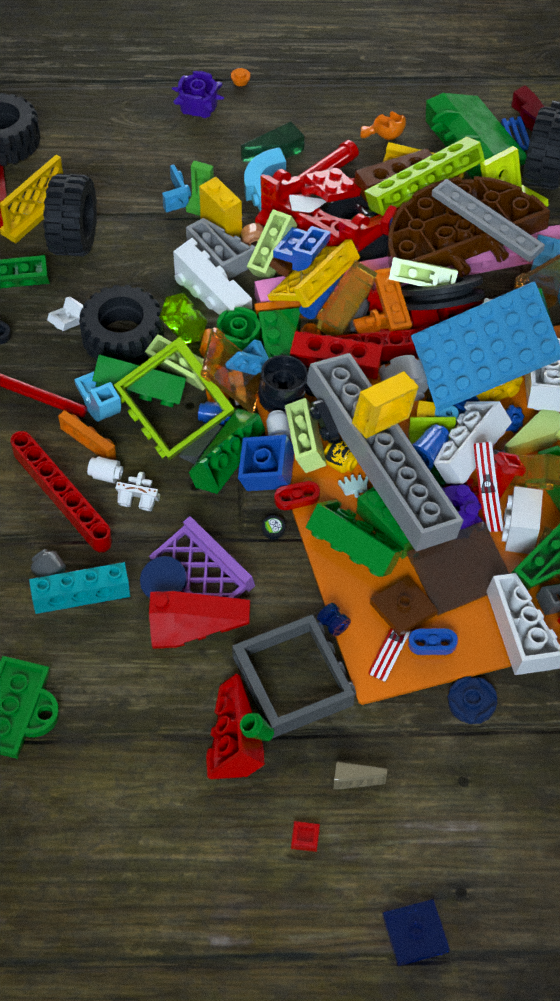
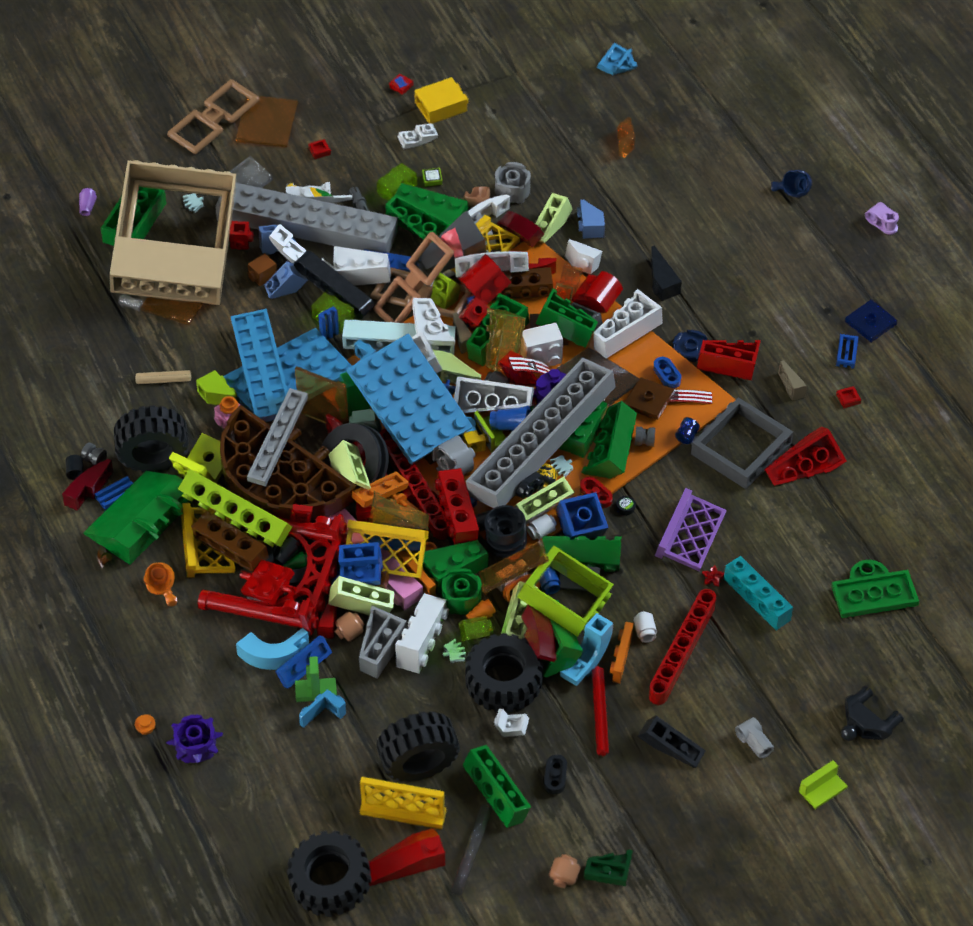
camera: 115 degrees left, 5 degrees down
(47, 563) = (753, 621): dark grey head -> none
(127, 350) = (539, 634): none -> dark red slope
(134, 564) = (713, 576): none -> red plant
(147, 495) = (650, 596): white hips -> none
(163, 575) = (716, 548): dark blue tile -> none
(190, 616) = (736, 517): red wedge -> none
(221, 206) = (340, 651): yellow brick -> none
(232, 181) = (296, 666): none -> blue plate
(250, 359) = (494, 558): dark azure bracket -> none
(256, 727) = (804, 432): green cone -> none
(286, 137) = (221, 654): clear green slope -> none
(305, 204) = (306, 586): white sticker -> none
(349, 571) = (645, 436): none -> dark grey wheel
(384, 404) = (532, 415): yellow window -> none
(392, 895) = (845, 361): none -> blue tile
(421, 720) = (729, 358): none -> red wedge
(510, 464) = (513, 349): red tile -> none

